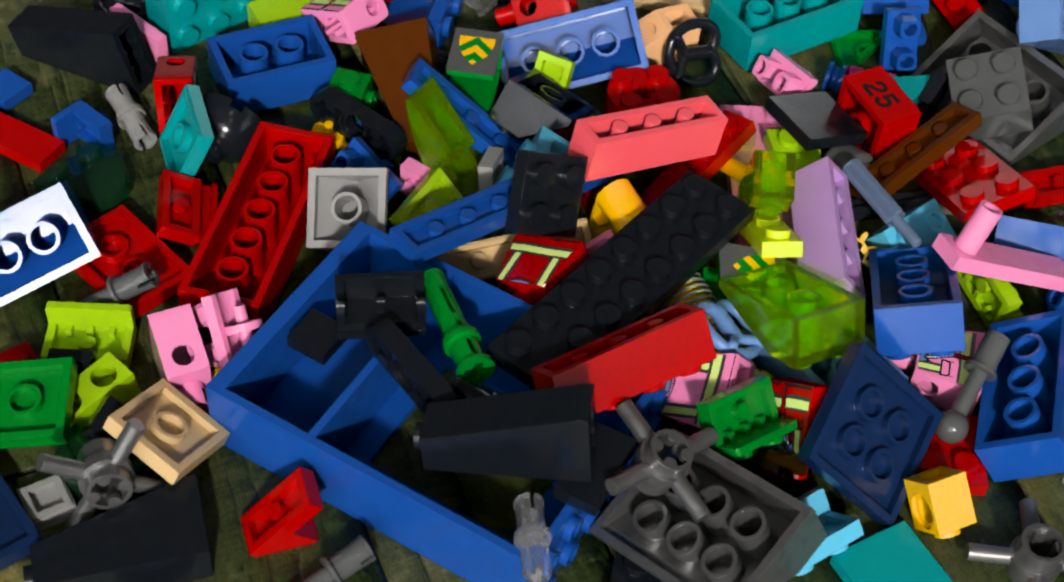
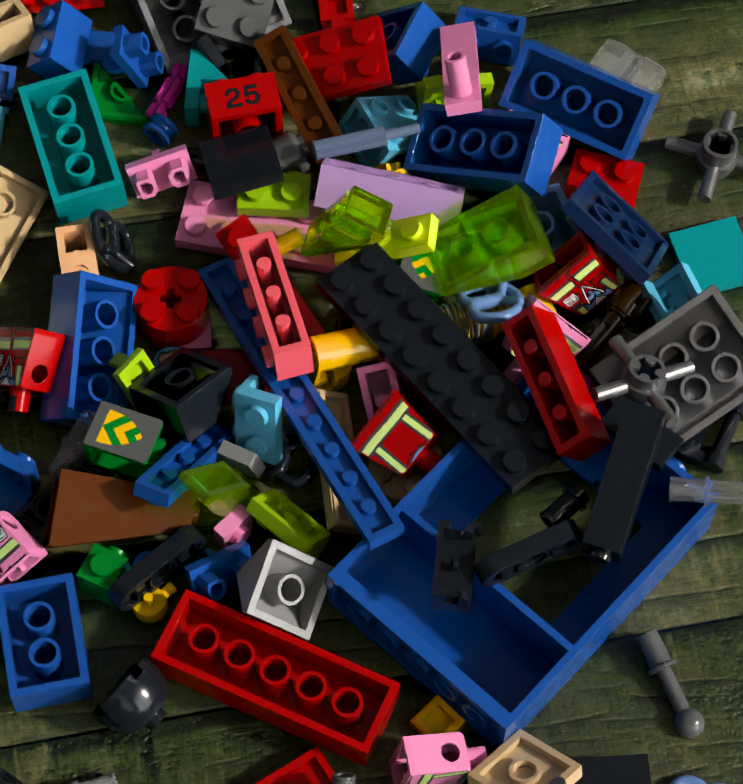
camera: 75 degrees left, 15 degrees up
(168, 82) = (67, 740): red torso -> none
(184, 207) = (229, 748): red plate -> none
(187, 133) = (145, 734): teal tile -> none
(227, 325) = (419, 710): bright pink hips -> none
(284, 516) = (607, 696): red slope -> none
(316, 337) = (455, 632): black tile -> none
(460, 339) = (497, 509): green pin -> none
(546, 193) = (335, 405): black plate -> none
(744, 418) = (594, 312): green bracket -> none
(940, 501) = (663, 201): yellow brick -> none
(954, 424) = (575, 148): dark grey pin -> none

